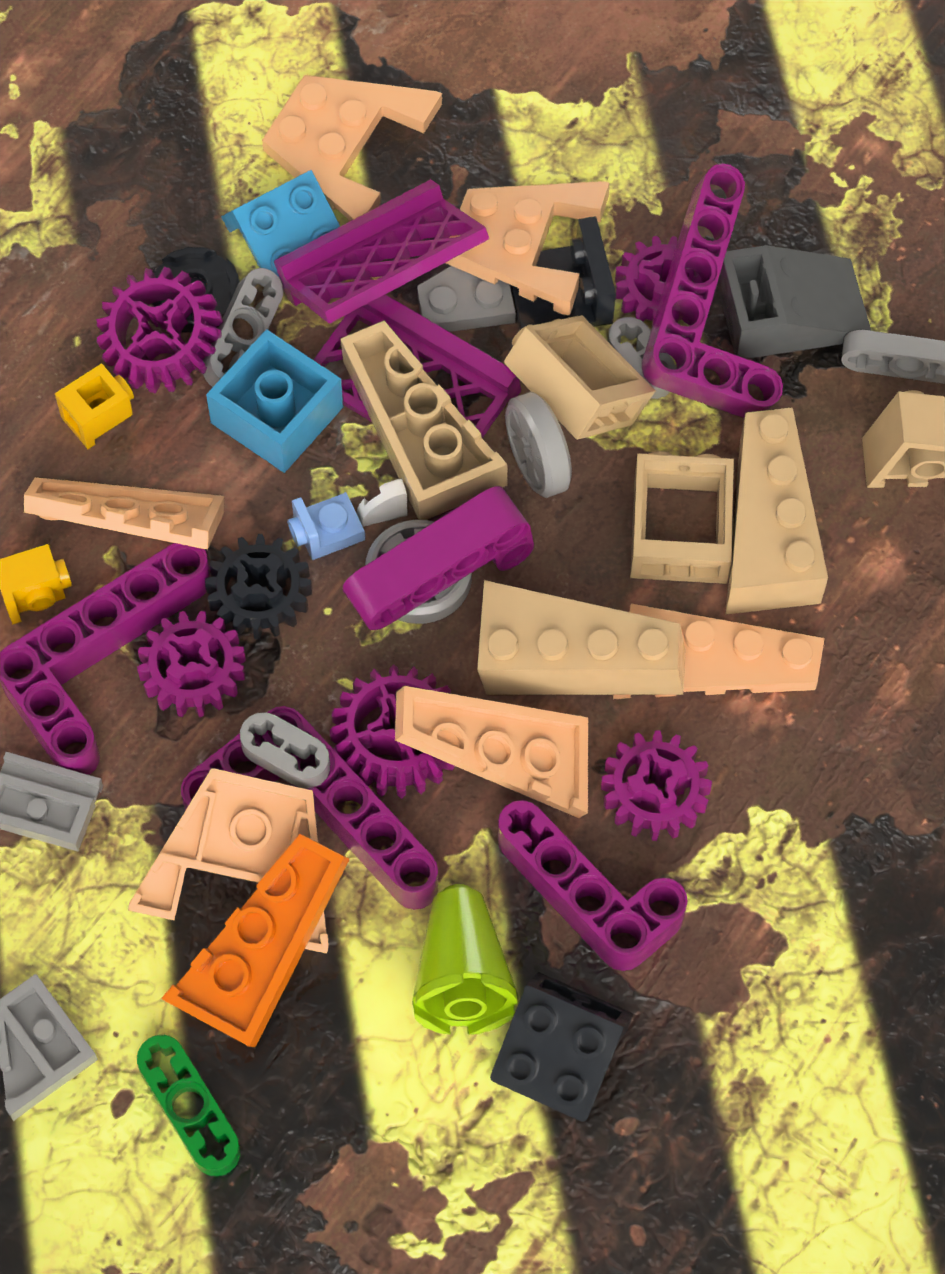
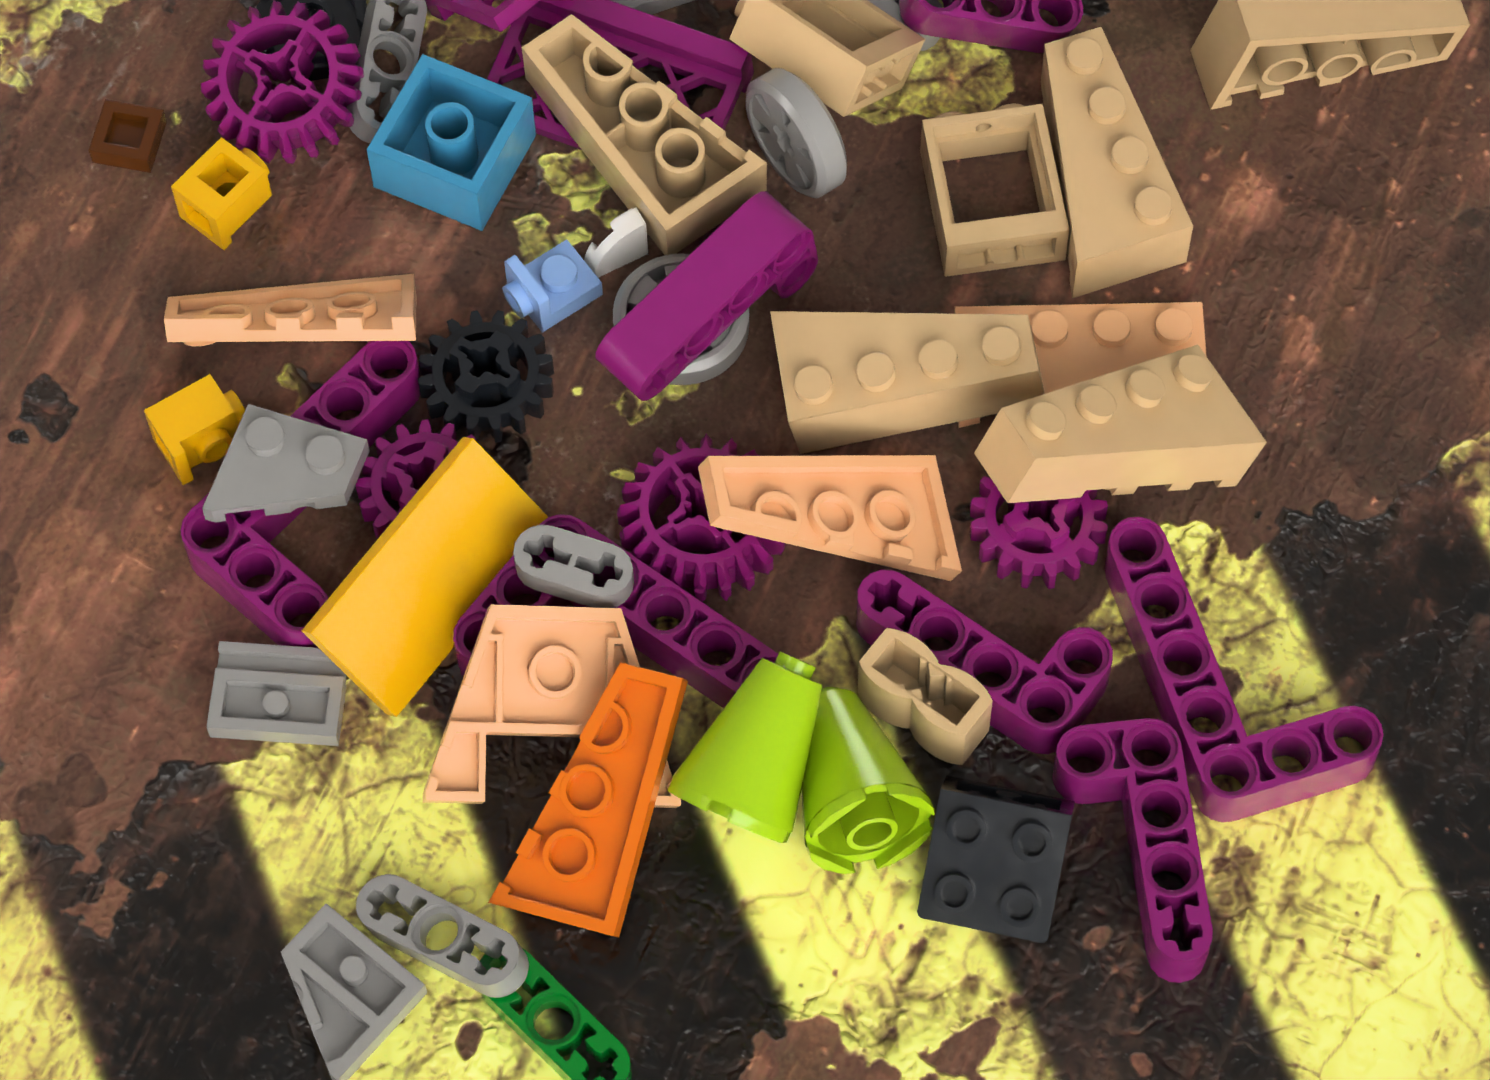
camera: 10 degrees left, 0 degrees up
(35, 348) = (127, 136): none -> reddish brown plate
(84, 627) = (284, 466): none -> light grey wing
(124, 1037) = (456, 958): none -> light grey beam
(149, 748) = (404, 597): none -> yellow tile
(389, 925) = (756, 750): none -> lime cone
(523, 900) = (911, 690): none -> tan brick
(684, 1065) = (1150, 847): none -> magenta beam
(733, 729) = (1123, 430): none -> tan wedge
(754, 951) = (1207, 695): none -> magenta beam

